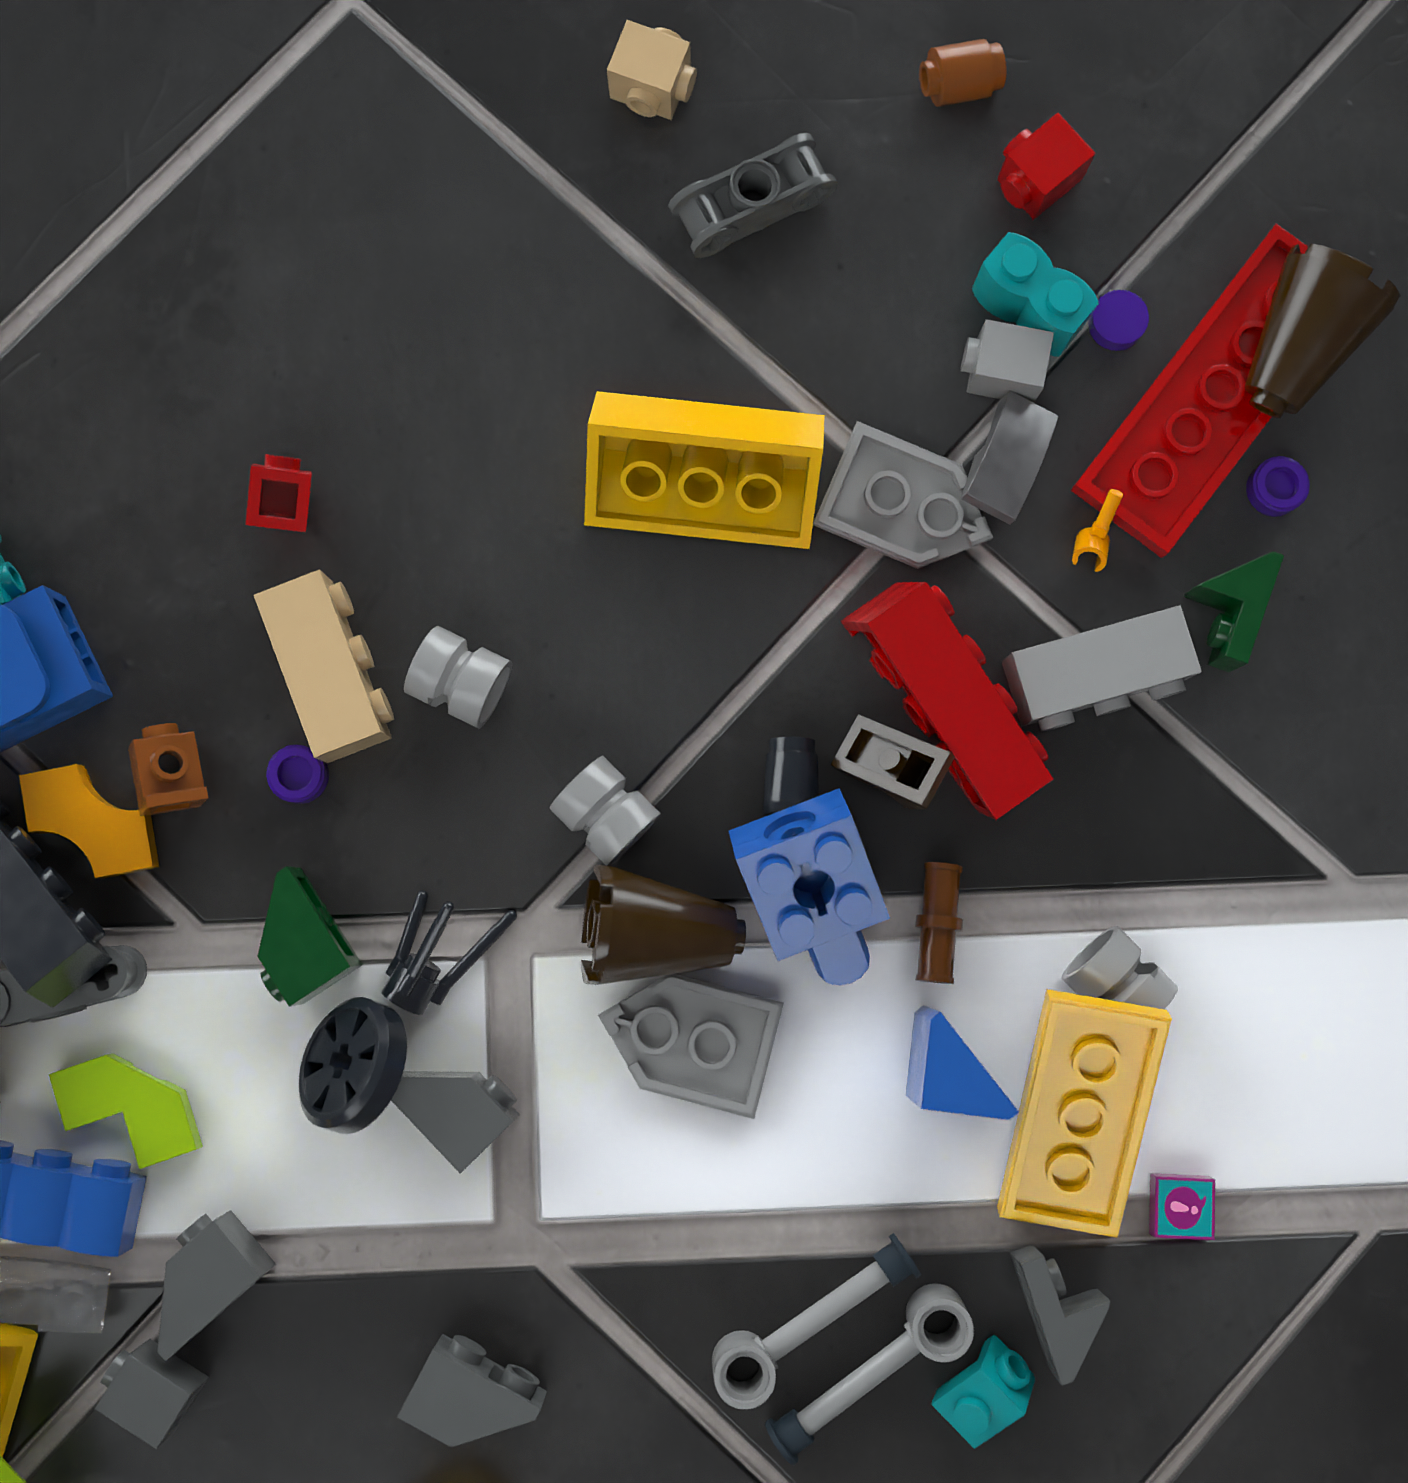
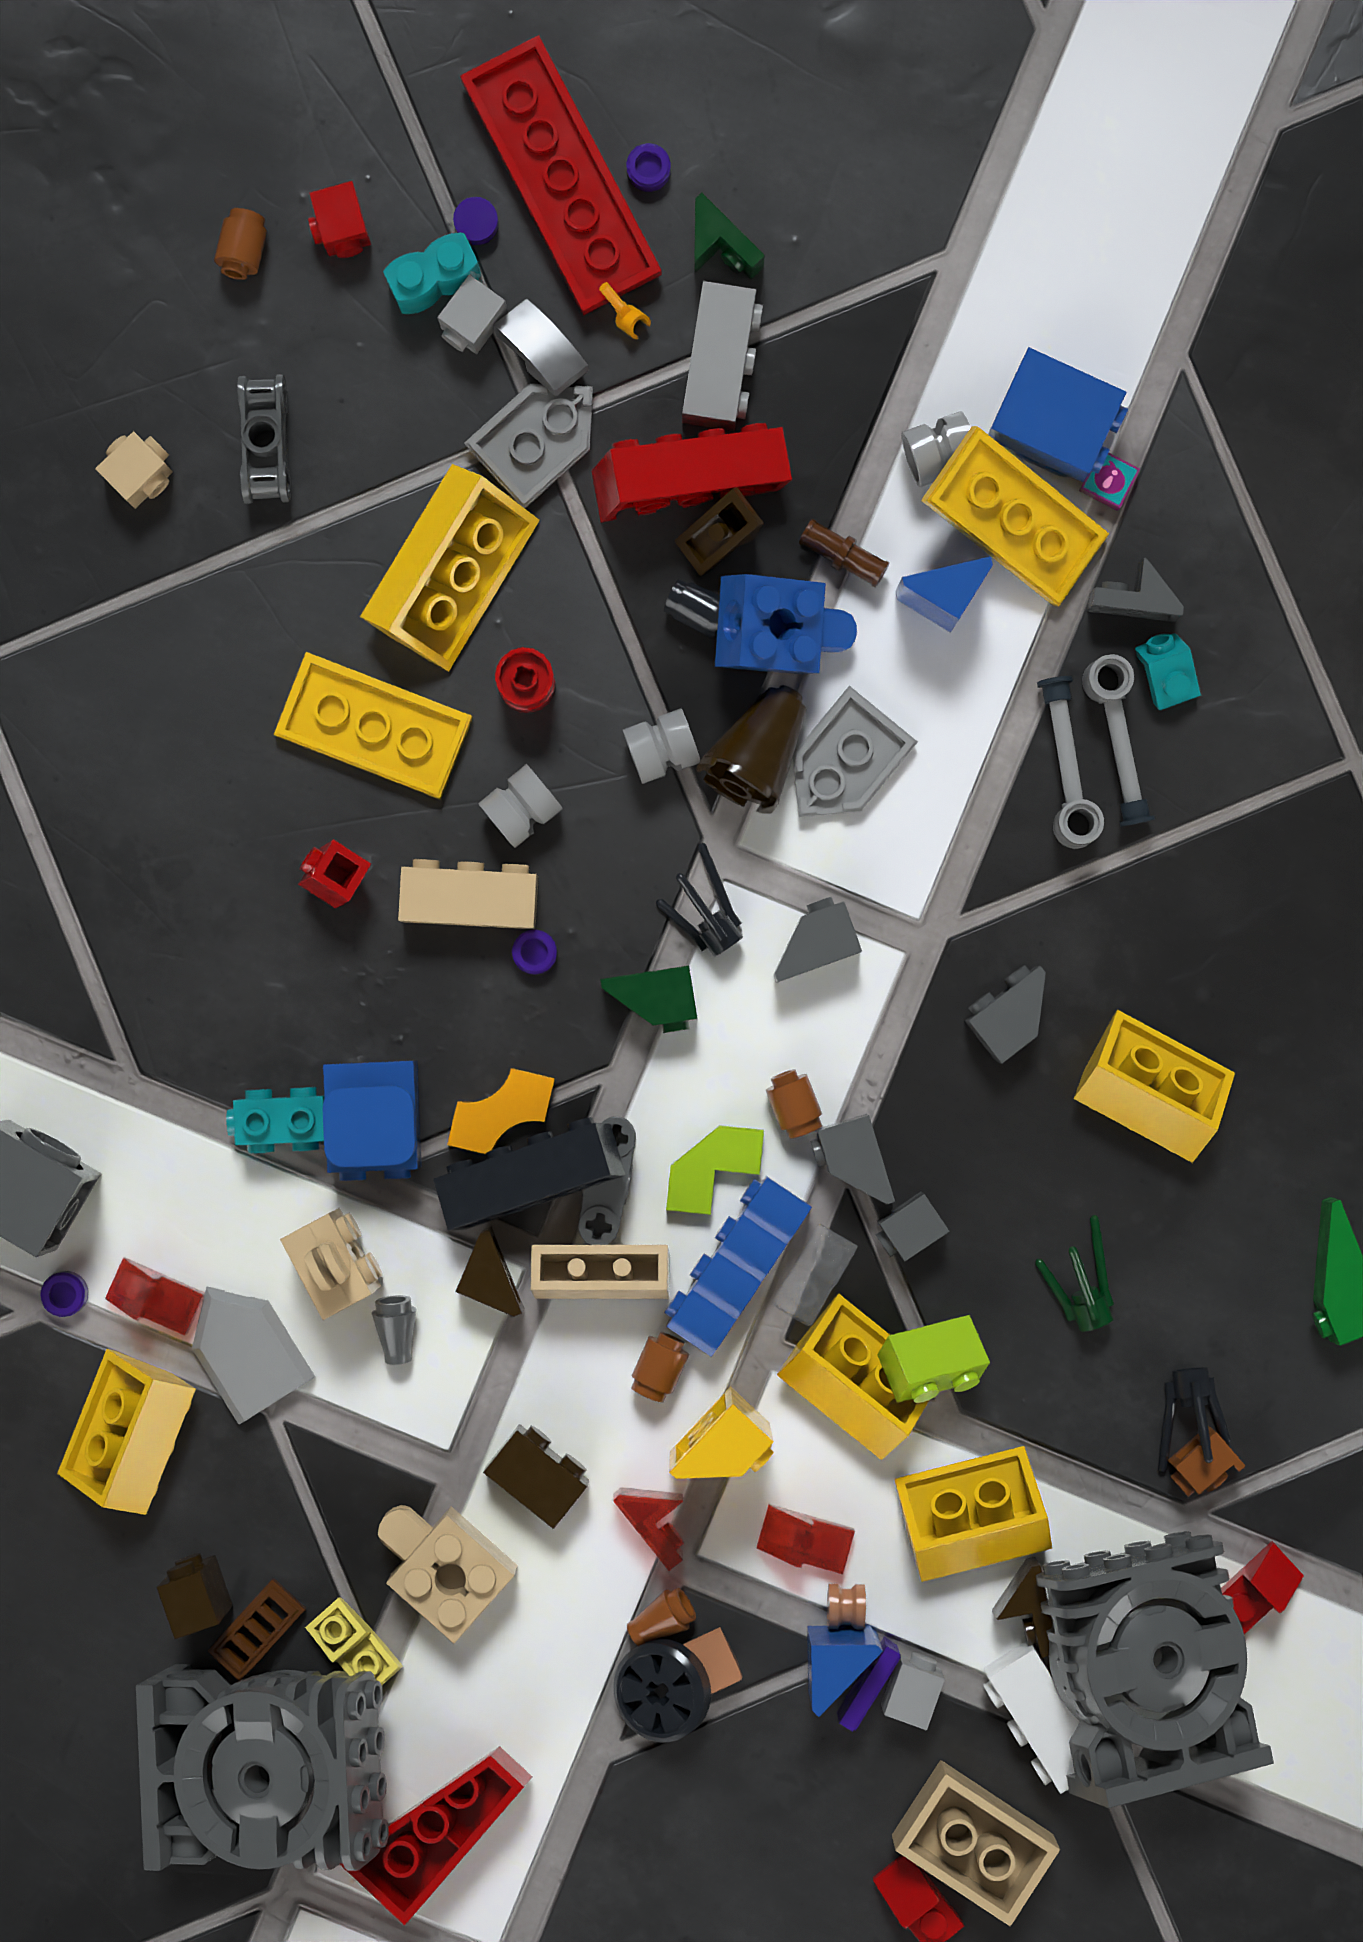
camera: 65 degrees left, 5 degrees up
(158, 790) = (495, 1050): dark orange brick -> none
(243, 1173) = (794, 1103): none -> dark orange brick
(352, 1065) = (779, 997): black wheel -> none
(481, 469) = (373, 725): none -> yellow tile
(609, 614) = (525, 680): none -> red wheel
(1230, 1111) = (1058, 416): none -> blue brick
(1313, 326) = (554, 95): dark brown cone -> none

